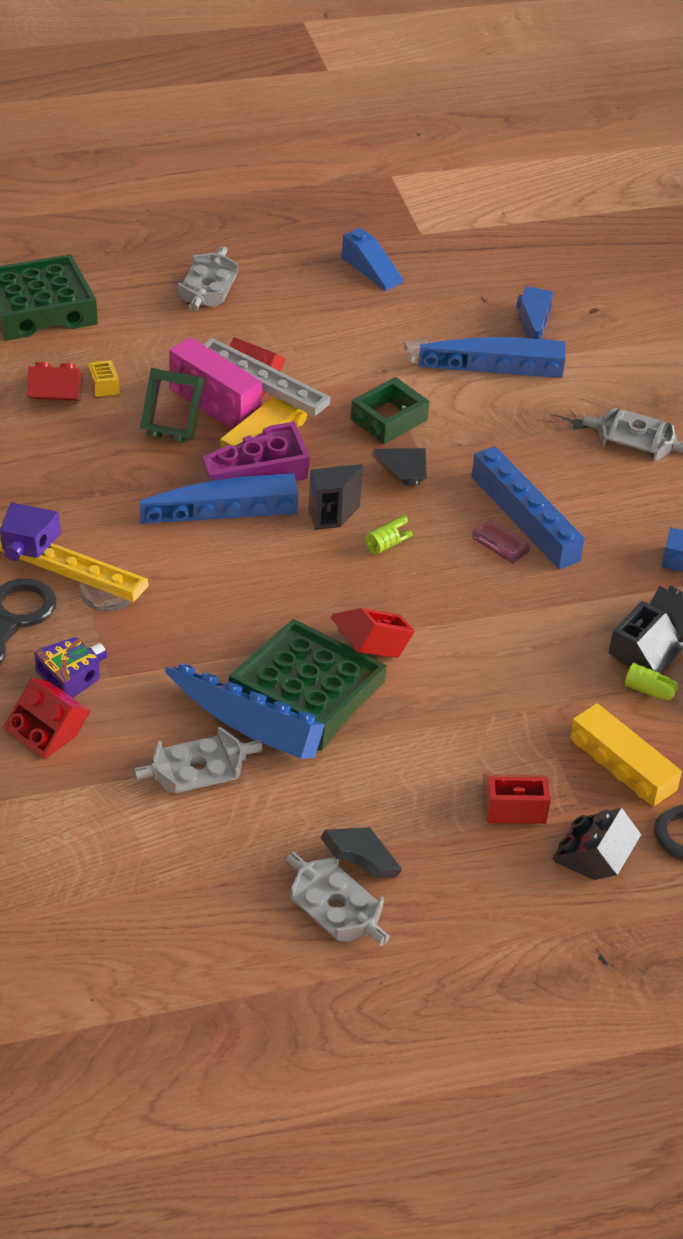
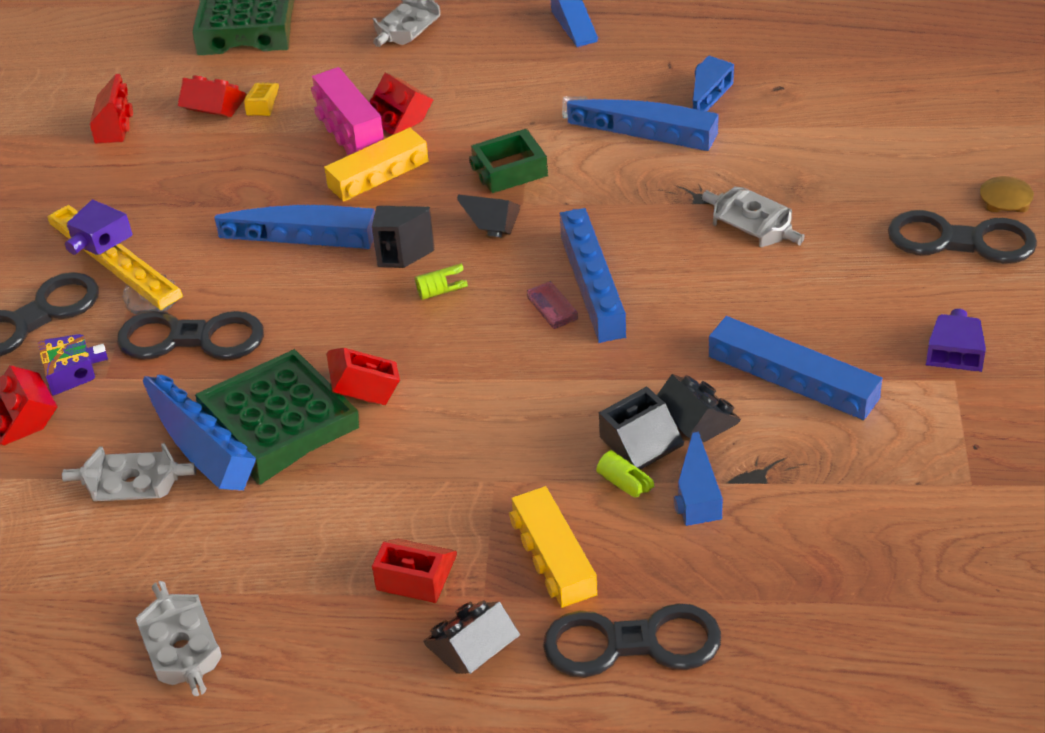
camera: 25 degrees right, 0 degrees up
(151, 398) = (279, 122): dark green window -> none
(172, 621) = (190, 334): none -> black bar
(269, 453) = (361, 186): magenta wedge -> none
(274, 381) = (397, 115): light grey plate -> none
(362, 848) = (231, 591): black tile -> none

